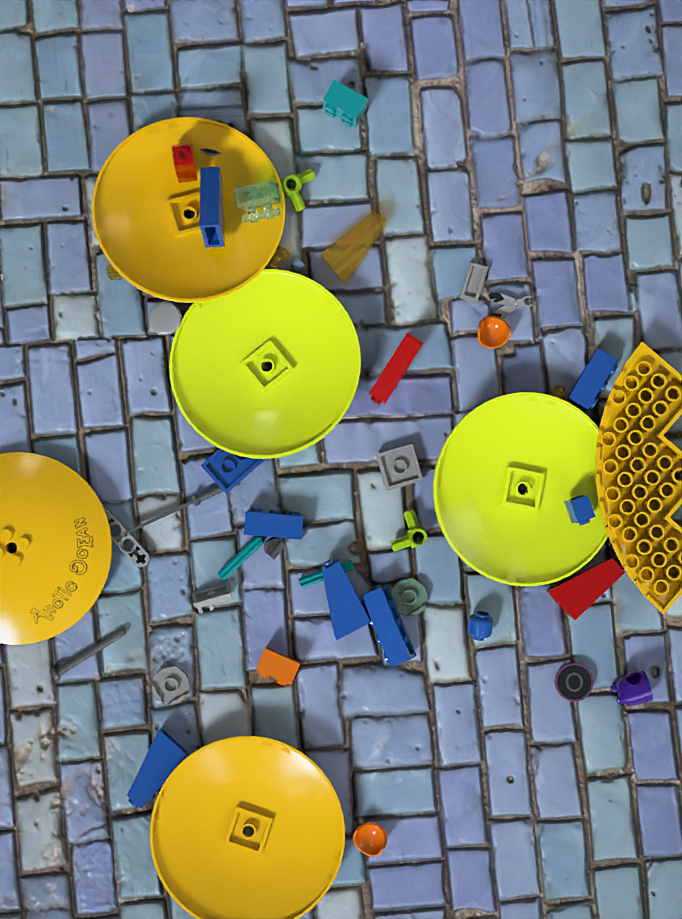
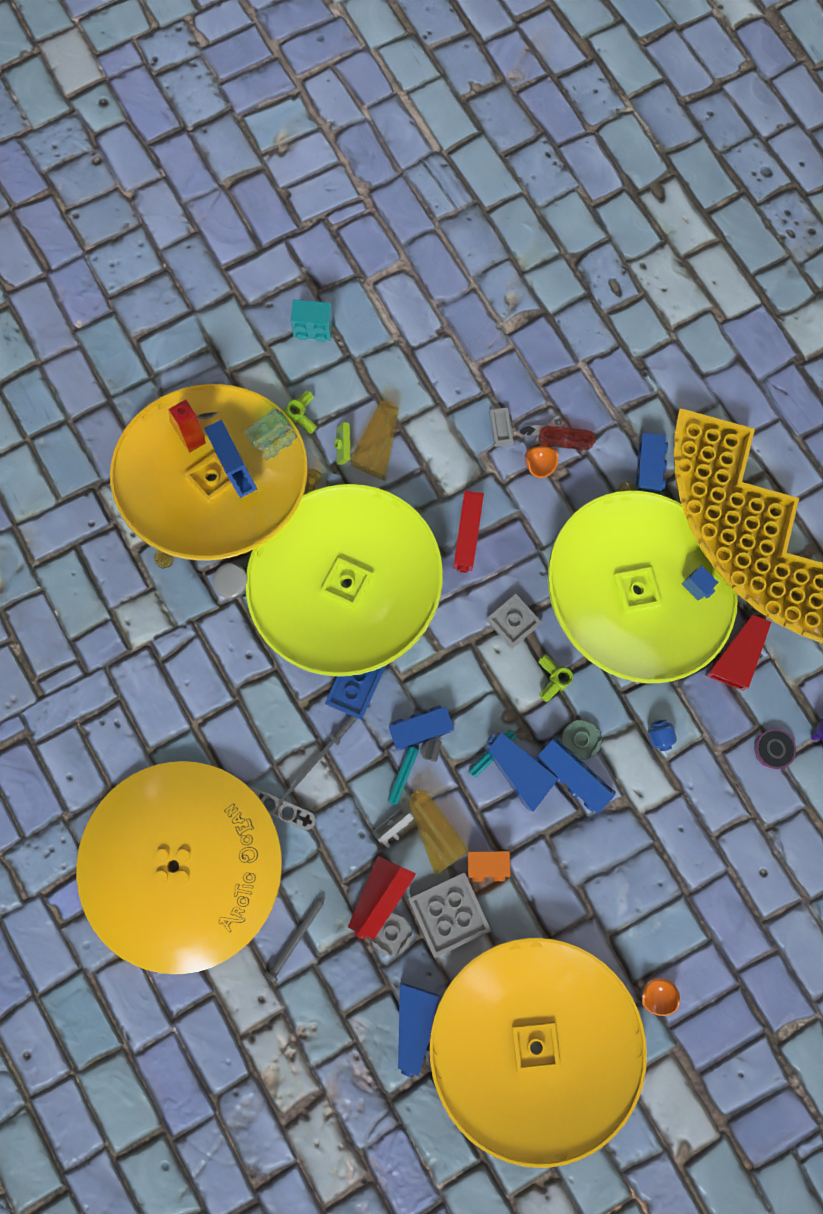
camera: 30 degrees left, 10 degrees down
(173, 651) = (379, 897): none -> red slope
(226, 692) = (449, 915): none -> light grey plate
(246, 625) = (437, 834): none -> clear yellow slope
(321, 235) = (342, 443): none -> lime plate
(535, 321) = (574, 436): none -> clear red plate

